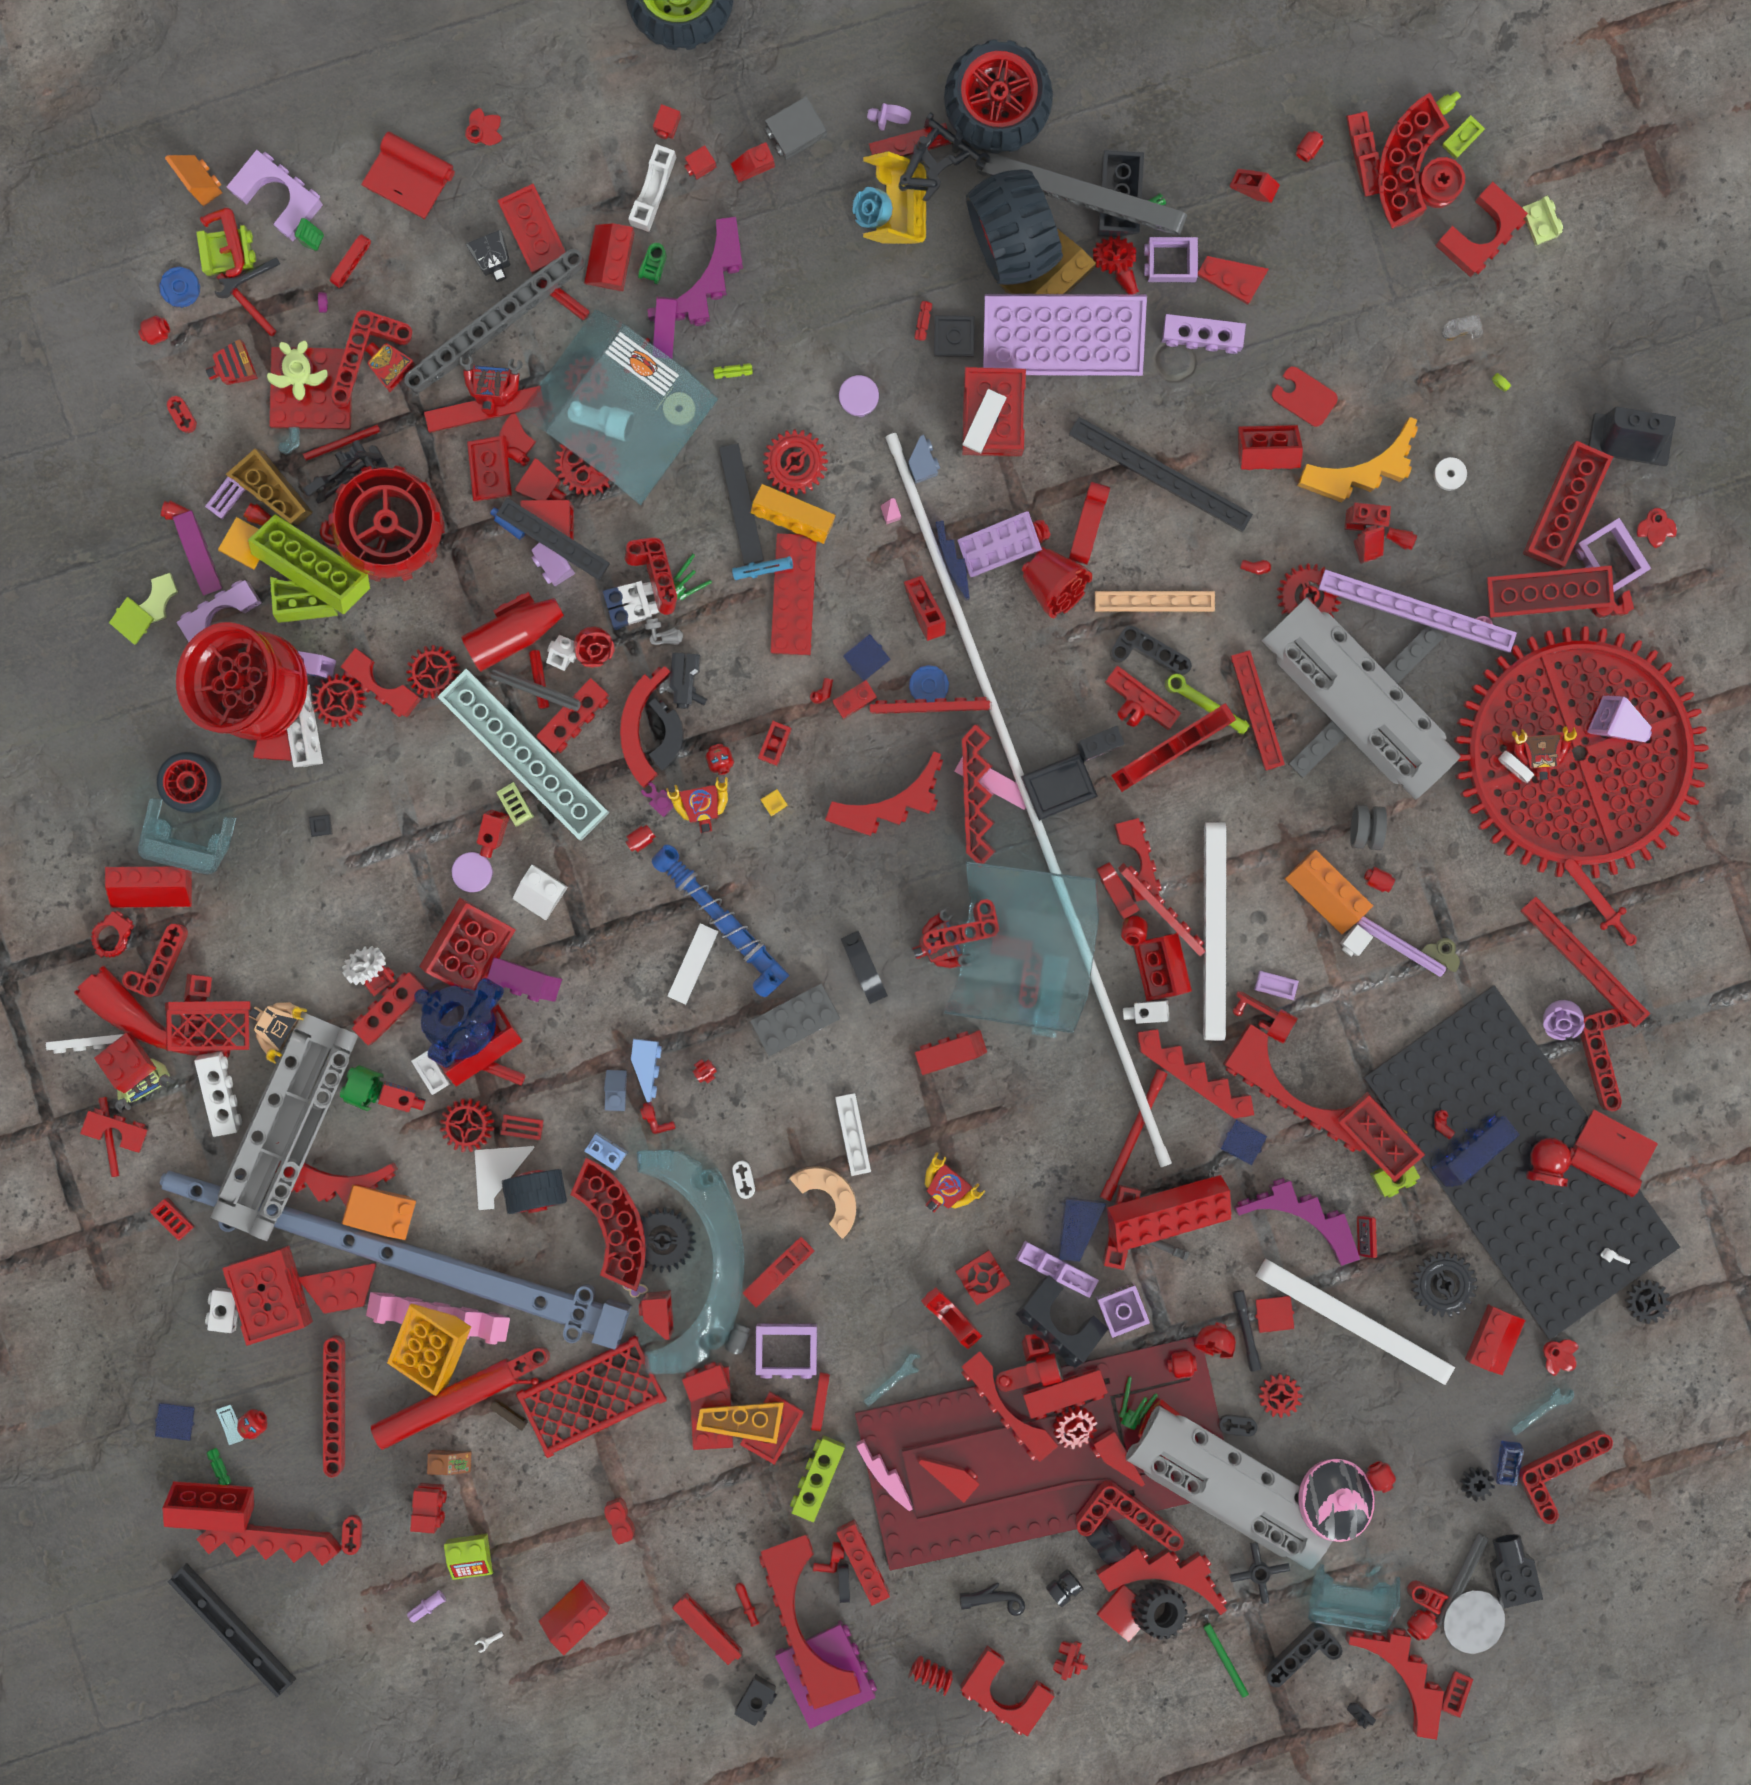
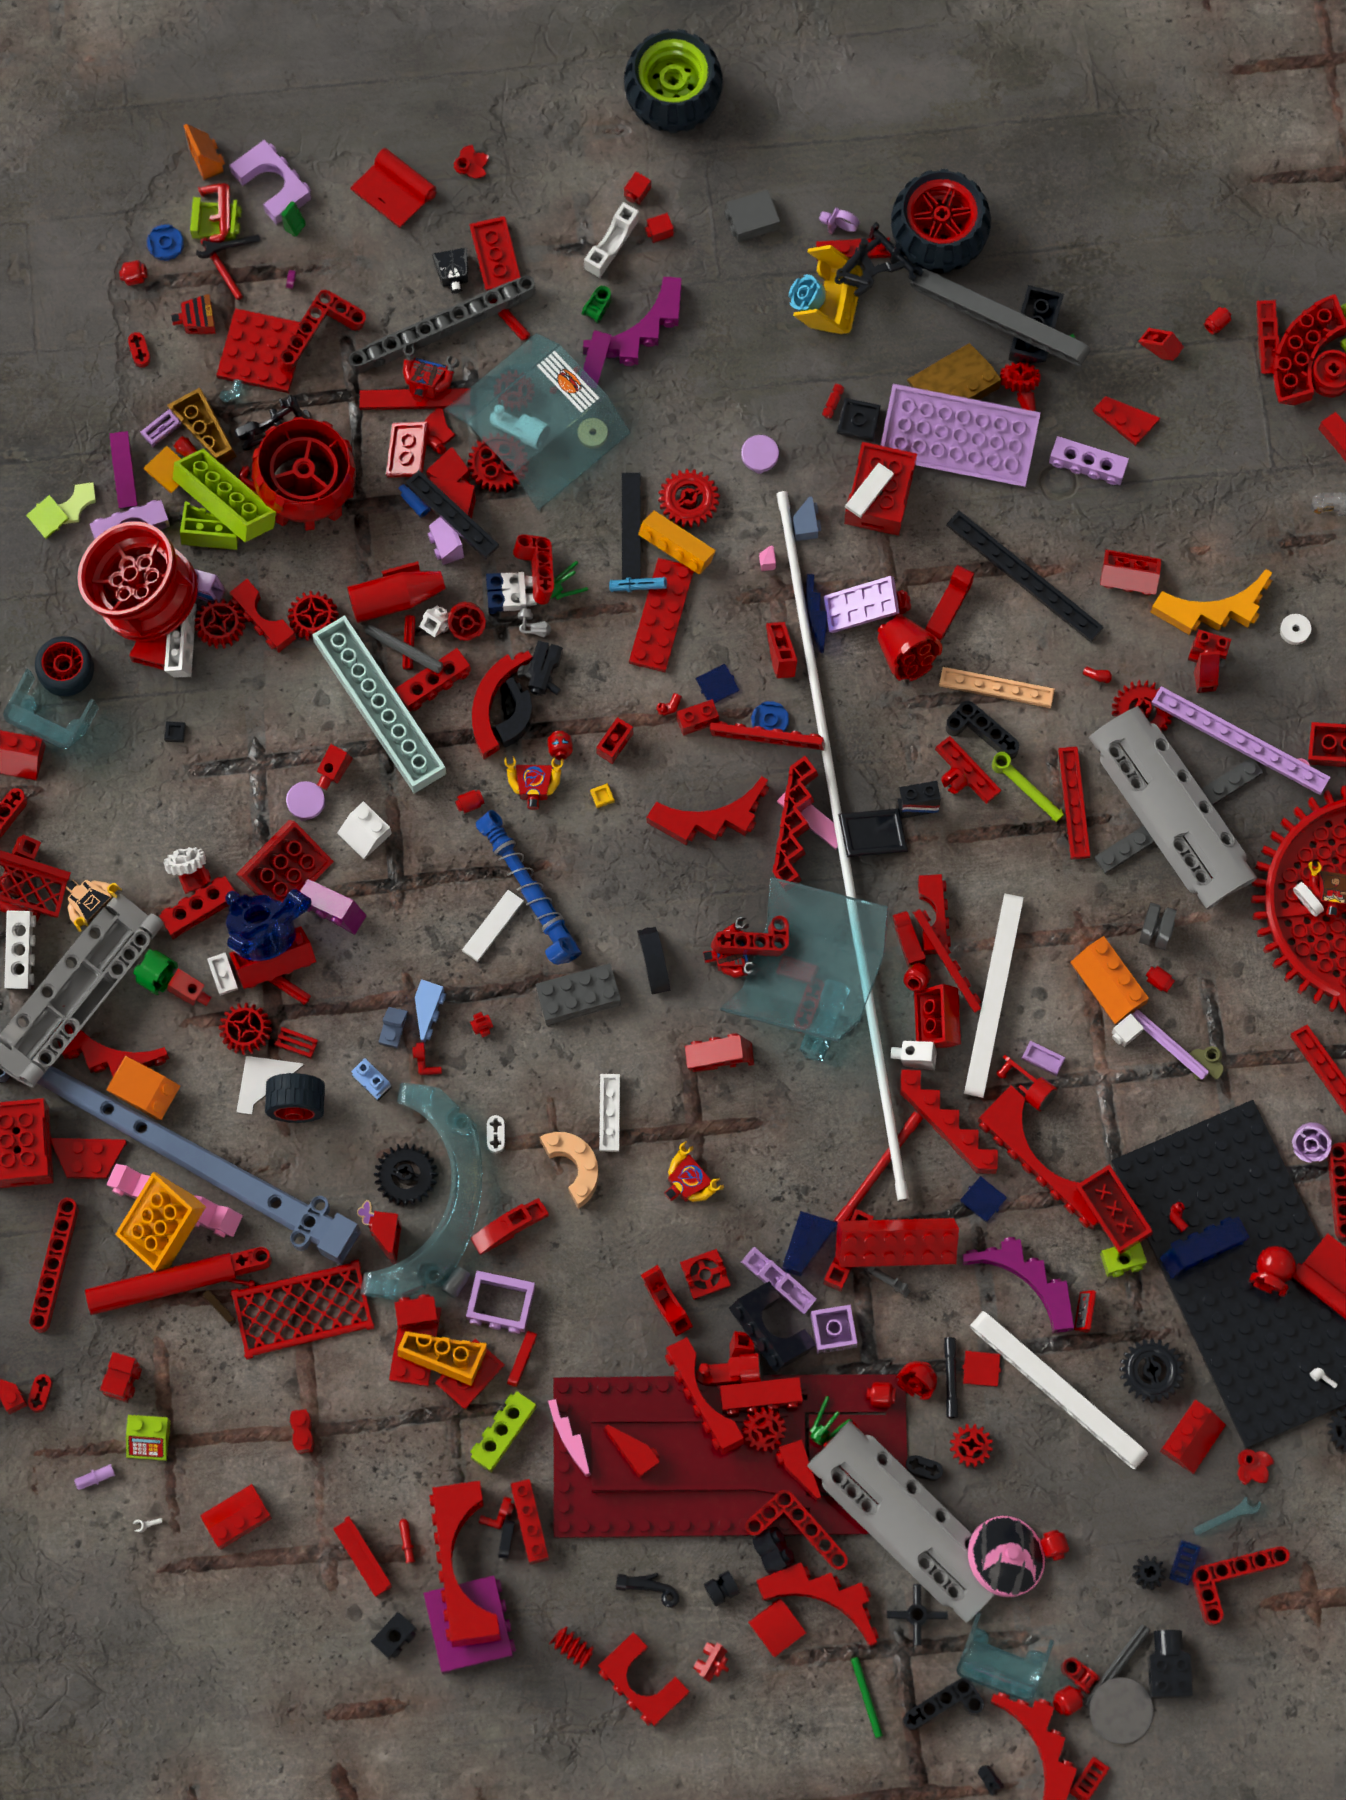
camera: 15 degrees right, 15 degrees down
(172, 509) = (109, 427): red cone -> none
(296, 370) = (253, 329): yellowish green animal -> none
(341, 442) = (275, 402): red piece -> none
(350, 261) = (324, 249): red beam -> none
(388, 364) = (337, 343): torso -> none
(448, 1462) = (151, 1341): dark orange slope -> none
(525, 817) = (365, 762): yellowish green slope -> none
(609, 256) = (560, 291): red slope -> none
(618, 1221) = (368, 1143): red brick -> none
(660, 801) = (496, 773): magenta plate -> none
(732, 371) = (649, 410): lime axle -> none
(753, 162) = (707, 237): red slope -> none
(906, 1369) = (611, 1347): clear light blue piece -> none
(1014, 226) = (931, 329): black wheel -> none
(1172, 1616) = (825, 1631): black tyre -> none
(1173, 747) = (987, 818): red arch -> none
(1190, 243) = (1072, 377): lavender window -> none
(1309, 400) = (1175, 539): red piece -> none
(1402, 538) = (1240, 676): red cone -> none

